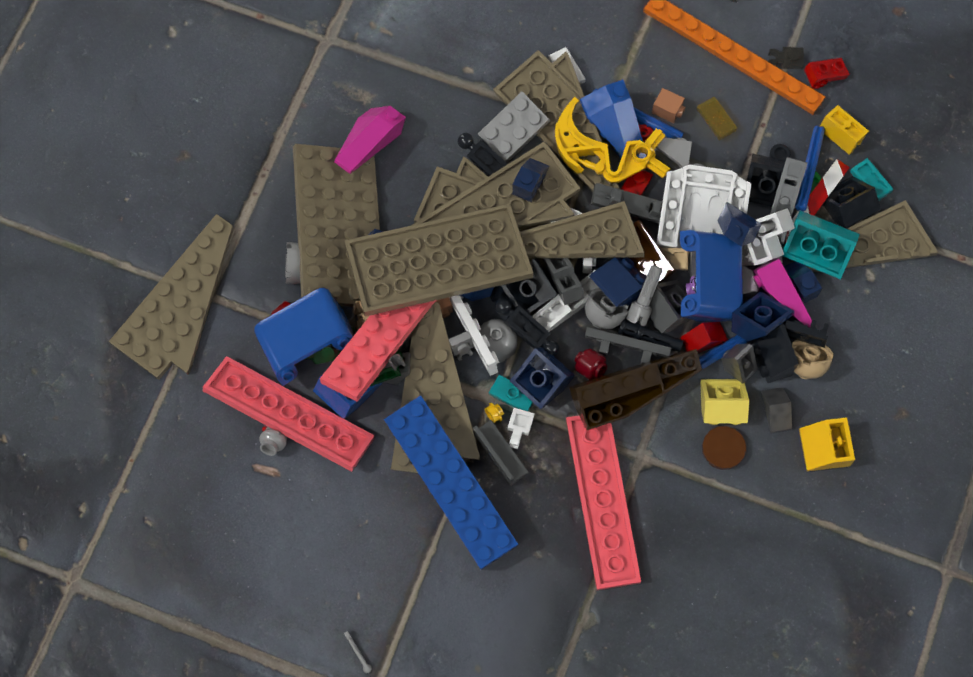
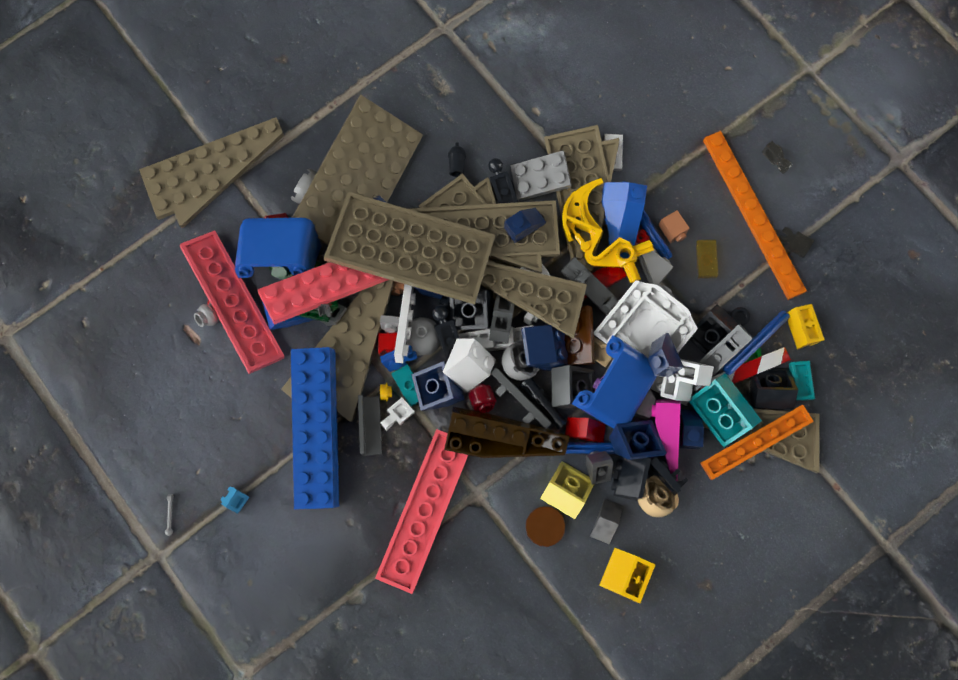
camera: 30 degrees right, 5 degrees up
(369, 136) = (423, 121): dark pink wedge -> none
(413, 598) = (234, 500): none -> dark azure tile
(421, 155) = (456, 160): none -> black piece
(469, 365) = (386, 343): none -> red window
(483, 379) = (388, 359): none -> blue plate
(560, 337) = (468, 364): none -> white slope
(641, 309) = (548, 377): light grey piece -> none
(824, 71) = (817, 269): red plate -> none
(866, 257) = (756, 442): none -> orange plate

